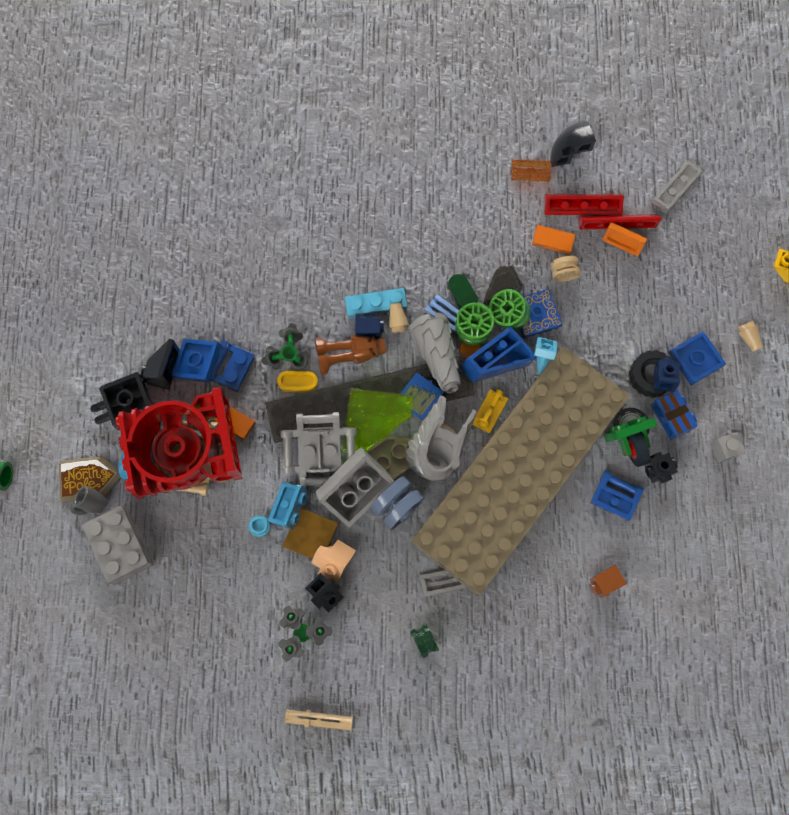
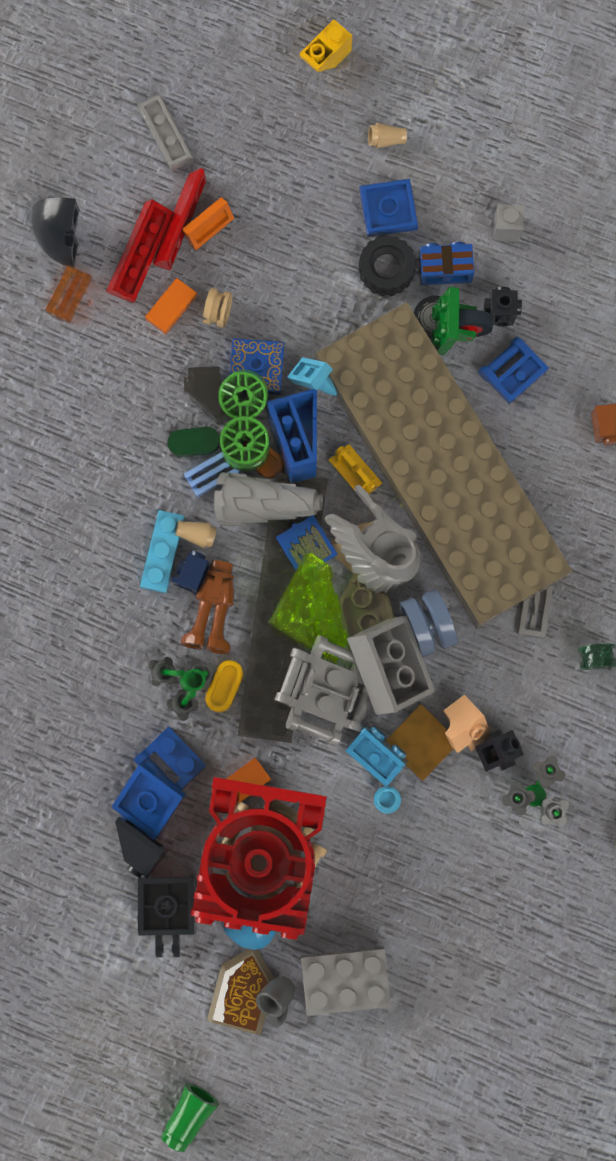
camera: 65 degrees left, 5 degrees up
(666, 375) = (401, 257): dark blue brick -> none

